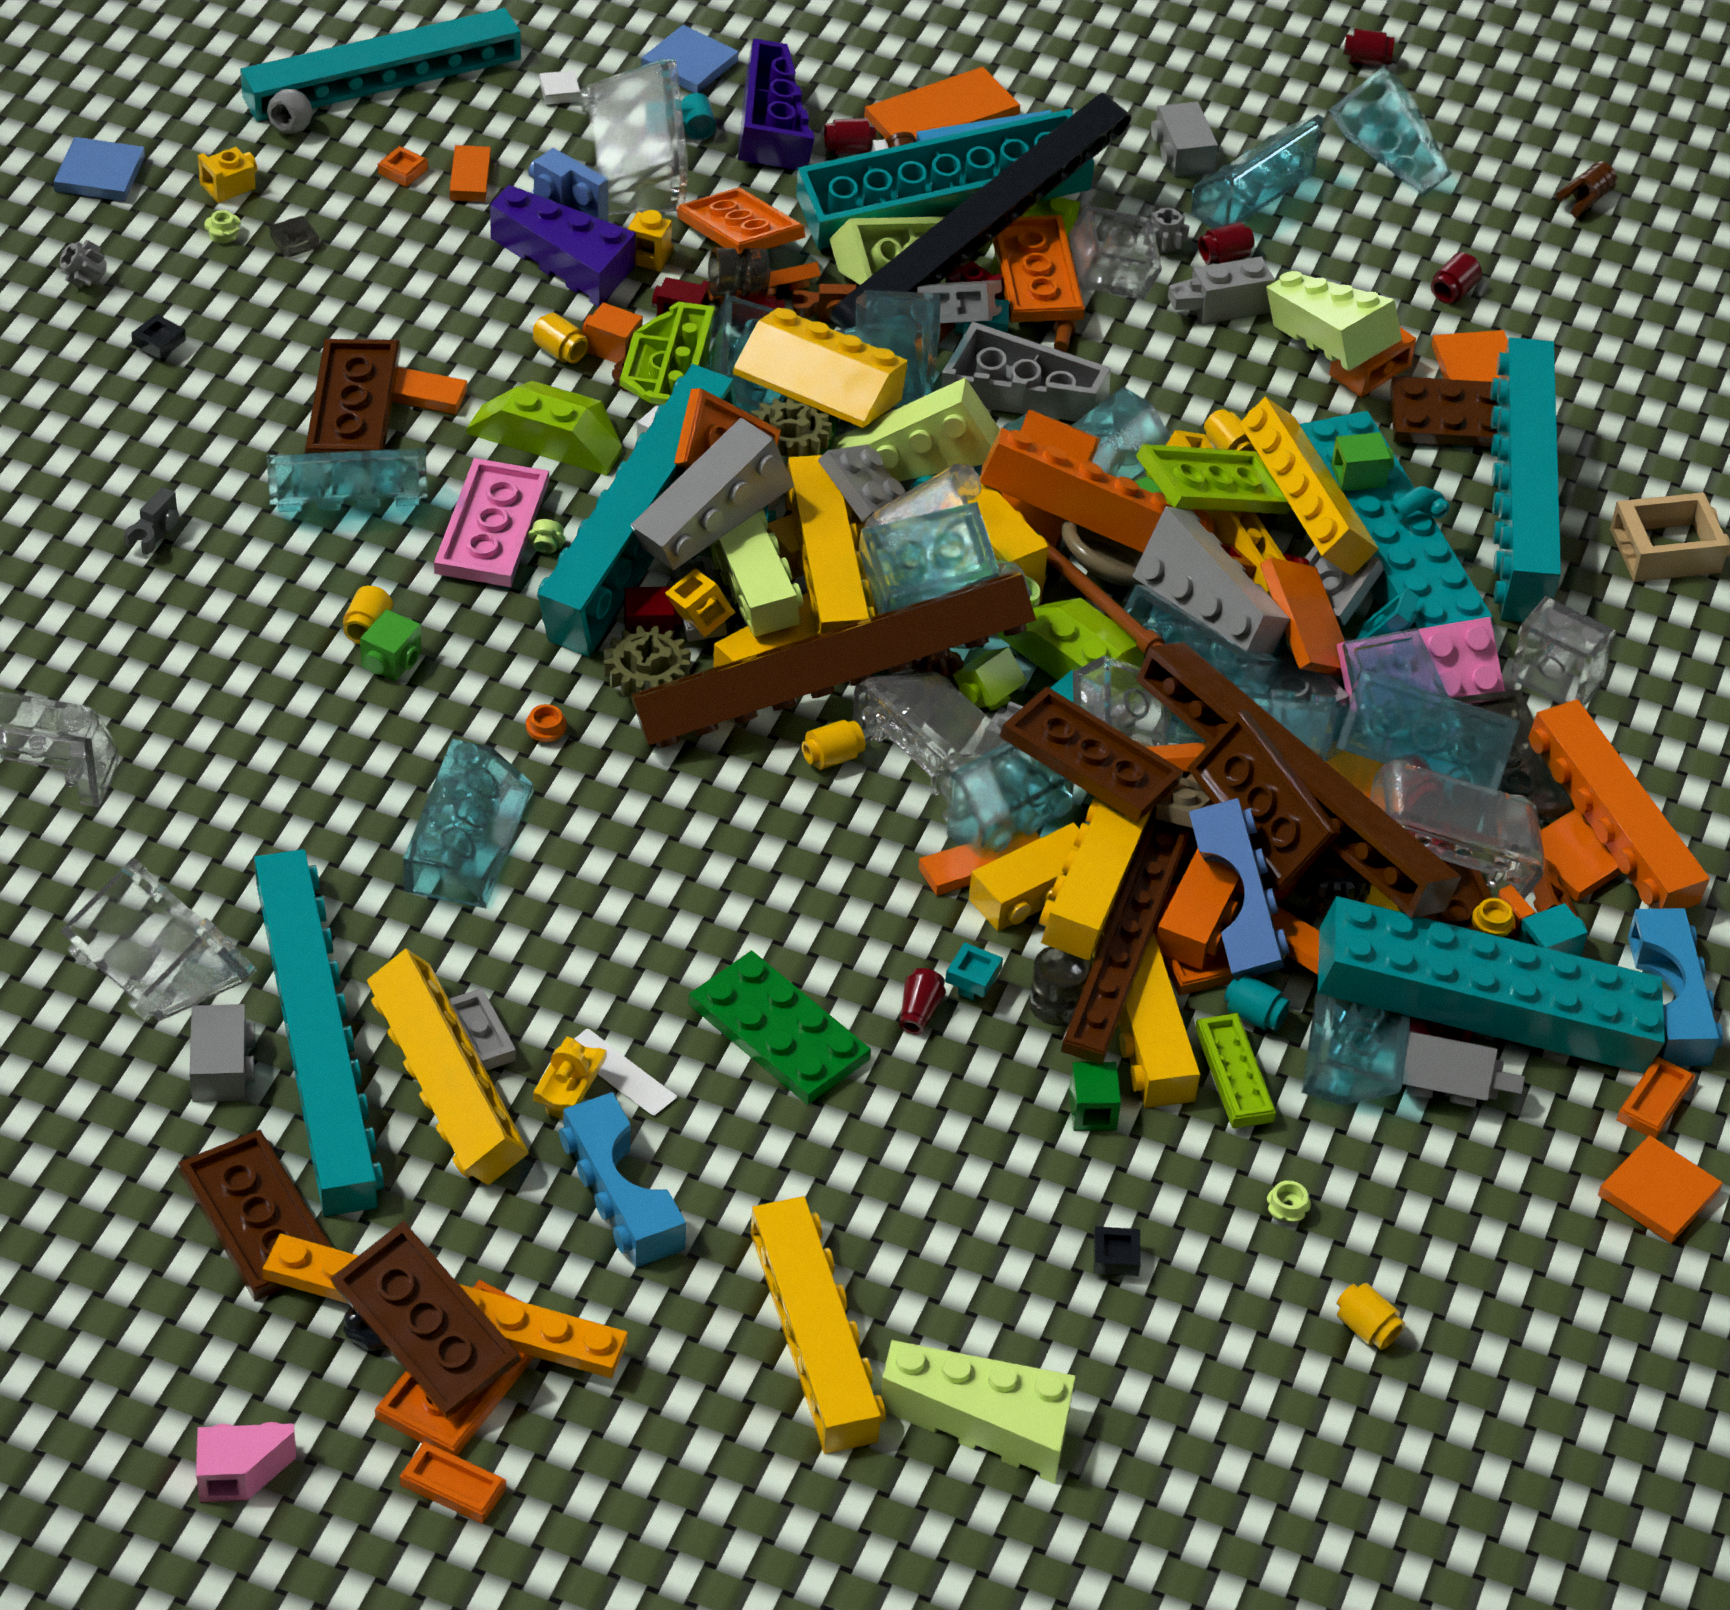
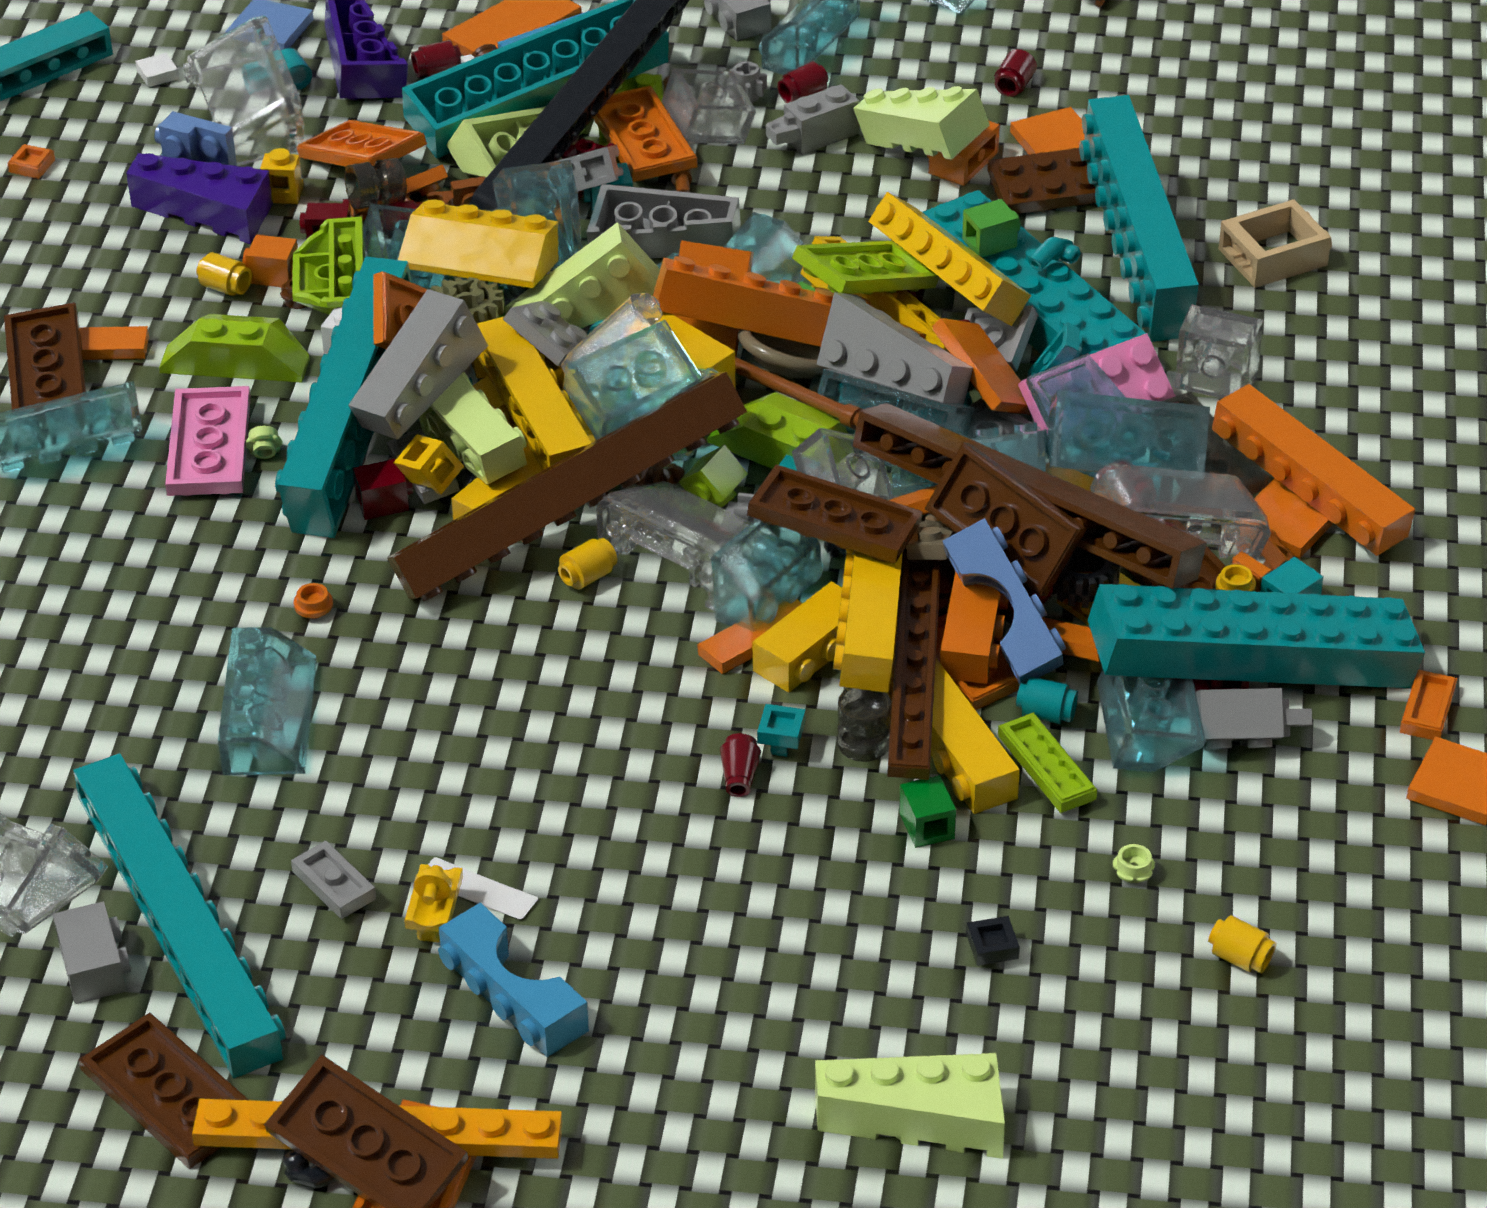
camera: 10 degrees left, 5 degrees down
(365, 610) = (115, 541): yellow brick -> none
(391, 645) = (146, 563): bright green brick -> none
(446, 1068) = (315, 917): yellow brick -> none
(470, 173) = (96, 155): orange tile -> none
(645, 660) = (389, 527): olive gear -> none
(779, 1027) = (615, 816): green plate -> none
(816, 1325) = (736, 1067): yellow brick -> none
(1225, 431) = (857, 230): yellow brick -> none
(1666, 948) = (1395, 573): dark azure arch -> none

